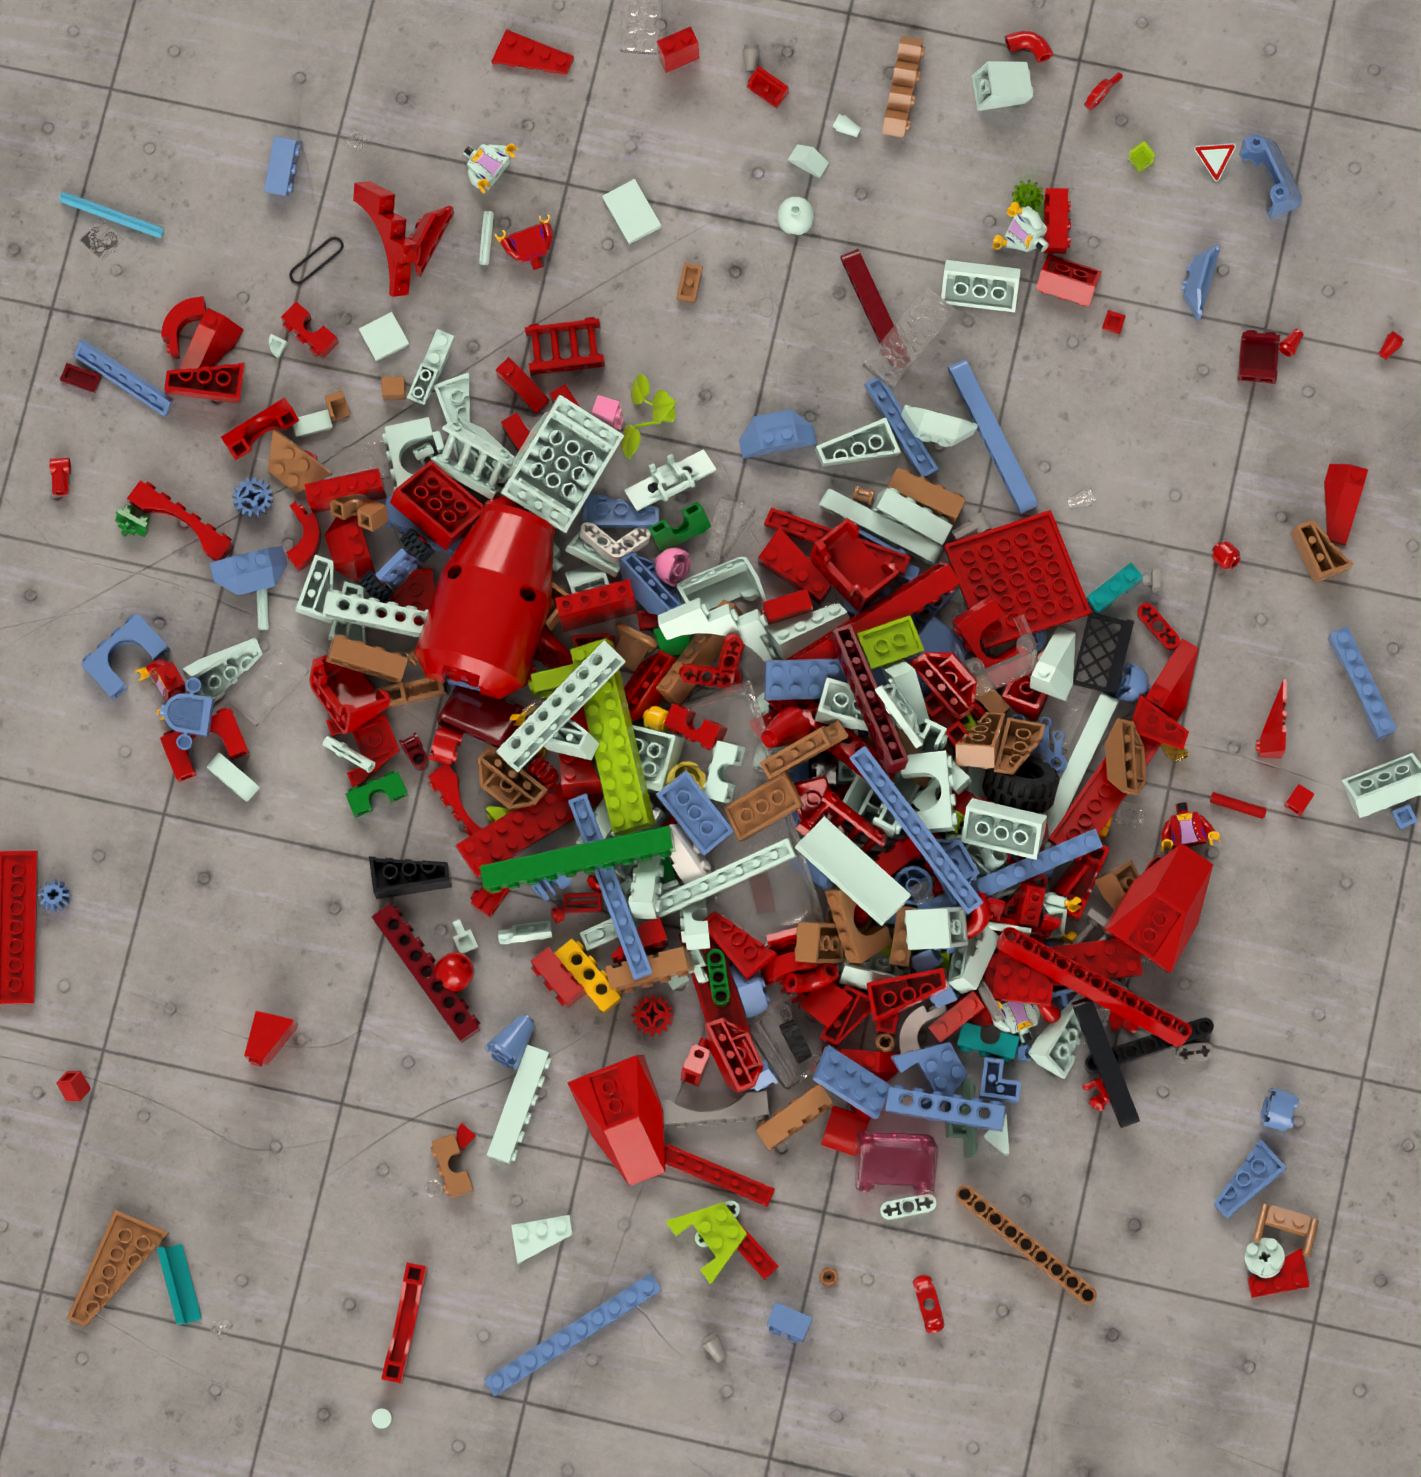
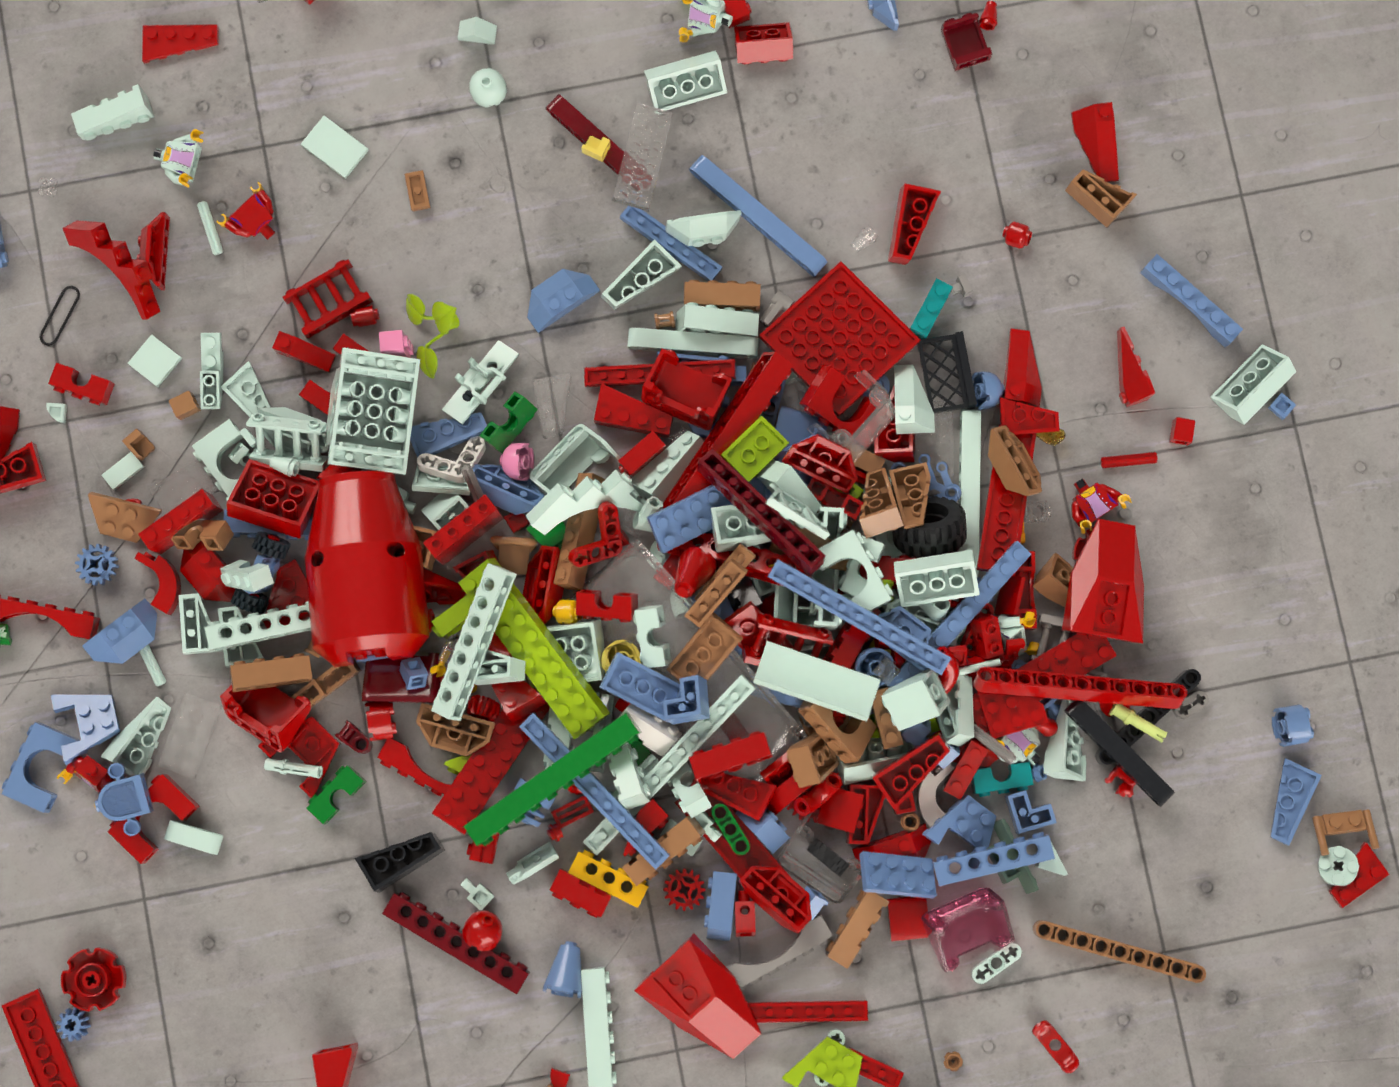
camera: 30 degrees left, 5 degrees up
(99, 853) = (79, 984): none -> red piece
(191, 636) = (95, 719): none -> wing
(277, 416) = (62, 512): red arch -> none
(383, 563) = (246, 577): none -> light aqua arch
(444, 99) = (113, 114): none -> light aqua wedge
(462, 480) = (287, 466): none -> light aqua cone
(494, 713) = (413, 673): none -> medium blue brick
(591, 376) = (365, 316): none -> red brick
(622, 564) = (472, 482): none -> light grey axle
(626, 885) = (607, 779): light aqua bush -> none
(678, 1044) = (720, 905): none -> medium blue wedge
(732, 845) = (692, 704): none -> medium blue brick
(745, 908) = (730, 756): none -> red wedge
(759, 665) = (650, 507): none -> light aqua piece
(870, 312) = (596, 148): none -> light yellow panel
(1113, 322) = (820, 64): red tile -> none
(1129, 1035) = (1129, 716): none -> yellowish green pin
(1133, 498) = (911, 218): none -> red wedge
(1144, 619) = (974, 315): red beam -> none

